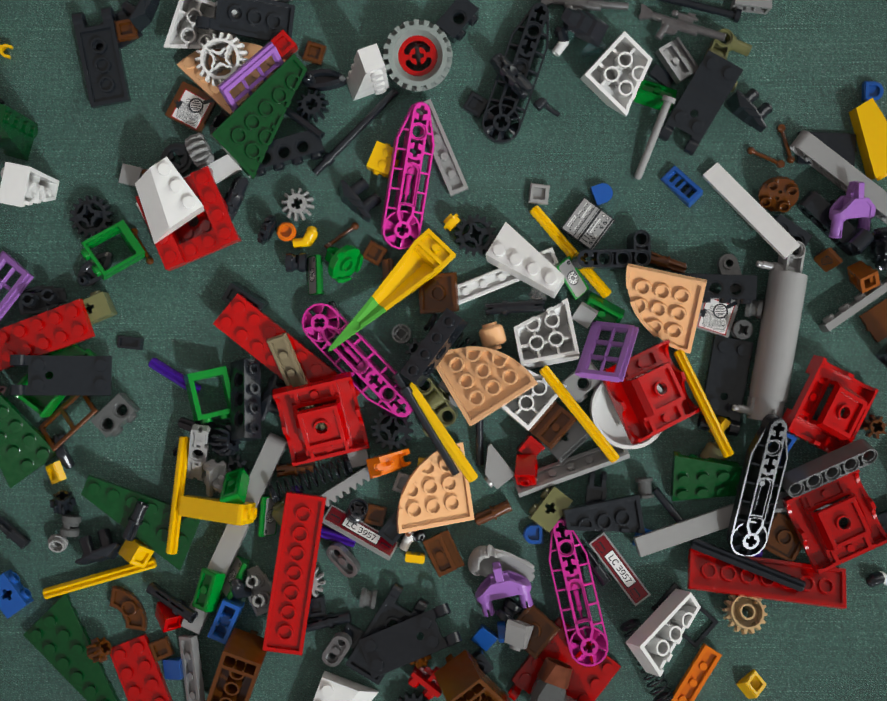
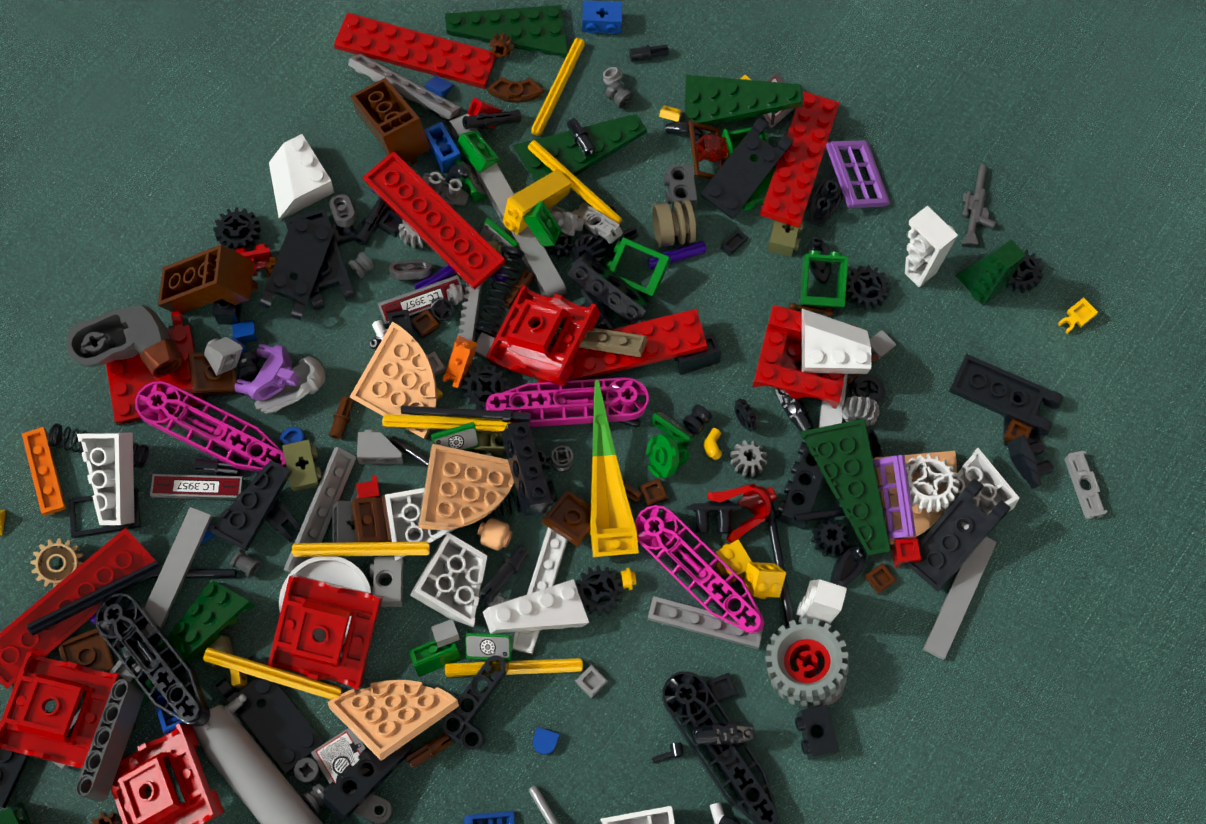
camera: 120 degrees right, 20 degrees down
(62, 502) = (641, 101): black gear -> none
(65, 415) = (711, 148): none -> clear red brick
(107, 551) = (575, 105): black connector -> none
(136, 552) = (554, 121): yellow brick -> none
(149, 392) = (679, 223): none -> dark tan wheel
(161, 648) = (462, 90): reddish brown tile -> none
(191, 107) = (906, 434): tile -> none
(286, 231) = (731, 432): orange plate -> none
(325, 173) = (753, 500): none -> red piece
(338, 509) = (455, 294): none -> light grey plate
(354, 226) = (691, 494): reddish brown hinge -> none
(381, 127) = (764, 579): none -> yellow head
(415, 557) = (361, 326): yellow tile -> none
(443, 553) = (344, 351): reddish brown plate -> none
(450, 414) = (459, 437): none -> slope
(526, 470) = (352, 470): red brick -> none
(587, 224) = (526, 702): light grey tile -> none
(624, 357) = (375, 624): medium lavender piece -> none

